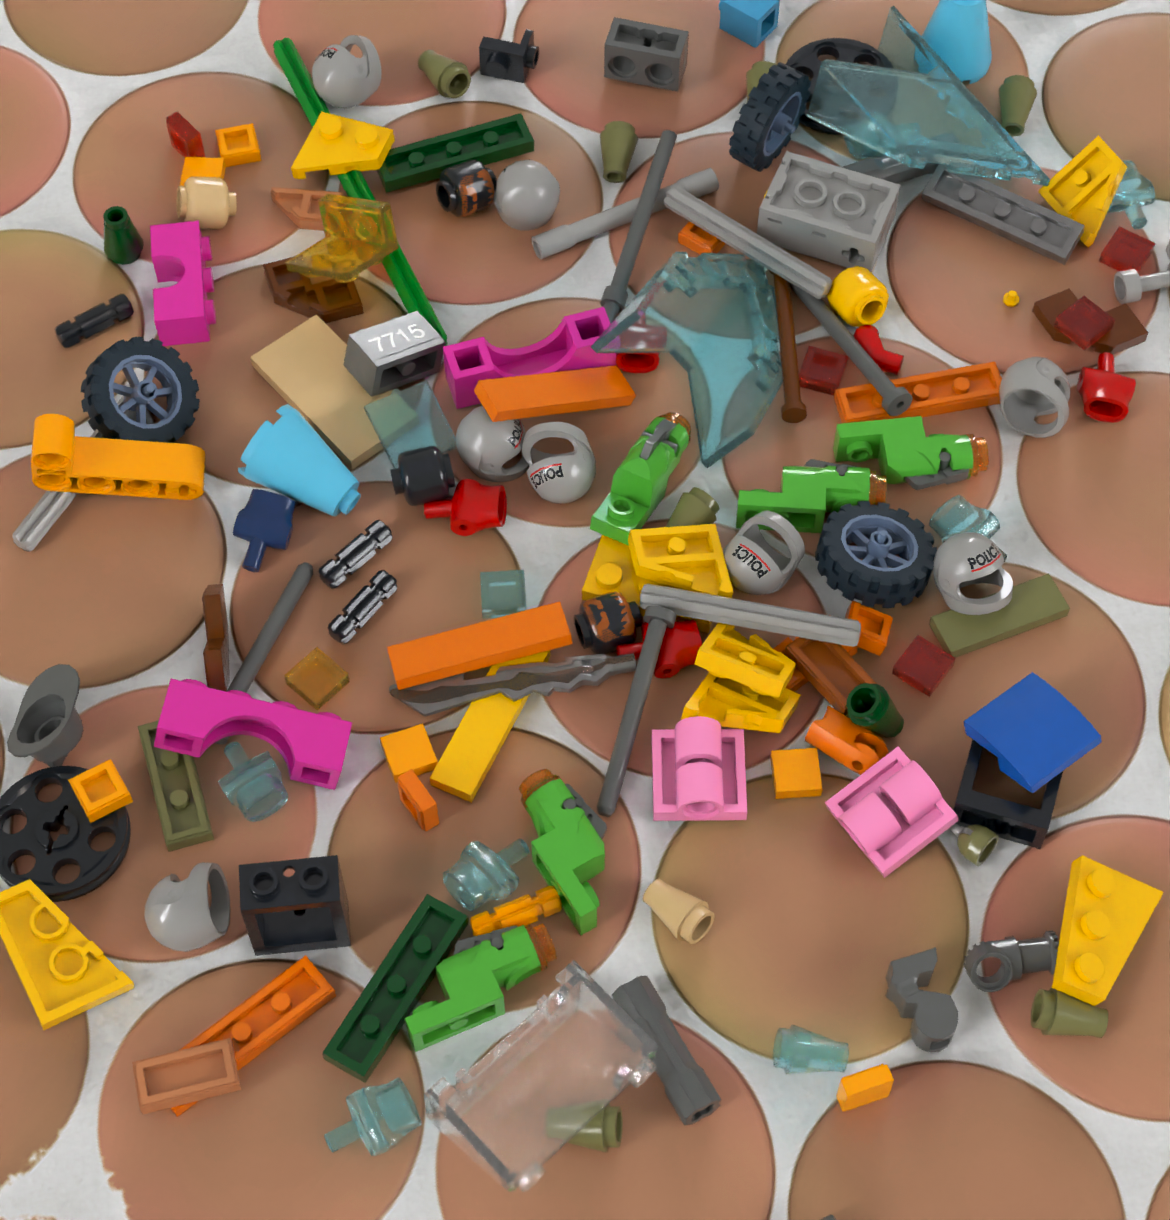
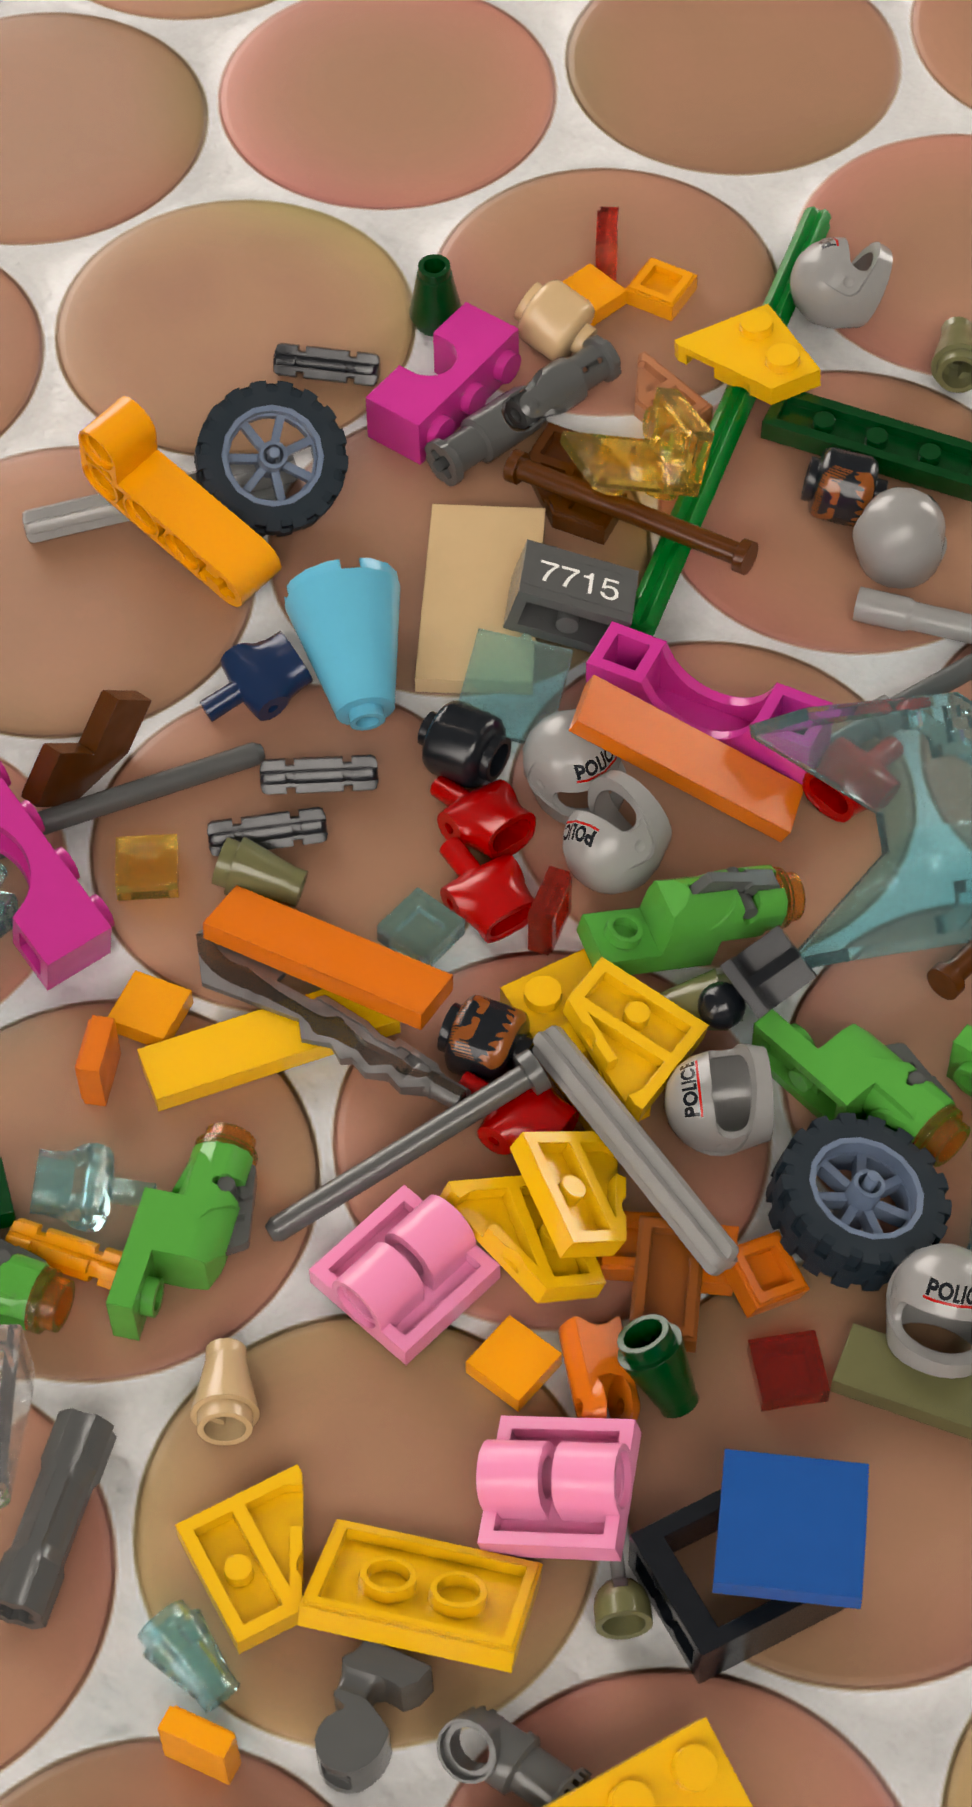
camera: 45 degrees right, 5 degrees down
(243, 268) = (550, 392): none -> dark grey piece
(369, 282) = (739, 554): none -> reddish brown bar
(380, 631) = (259, 871): none -> olive cone
(518, 546) = (486, 895): none -> red piece
(564, 529) = (549, 910): none -> clear red tile
(713, 472) = (759, 976): none -> black piece
(784, 979) = (252, 1557): none -> yellow wing
(887, 920) = (421, 1595): none -> yellow tile

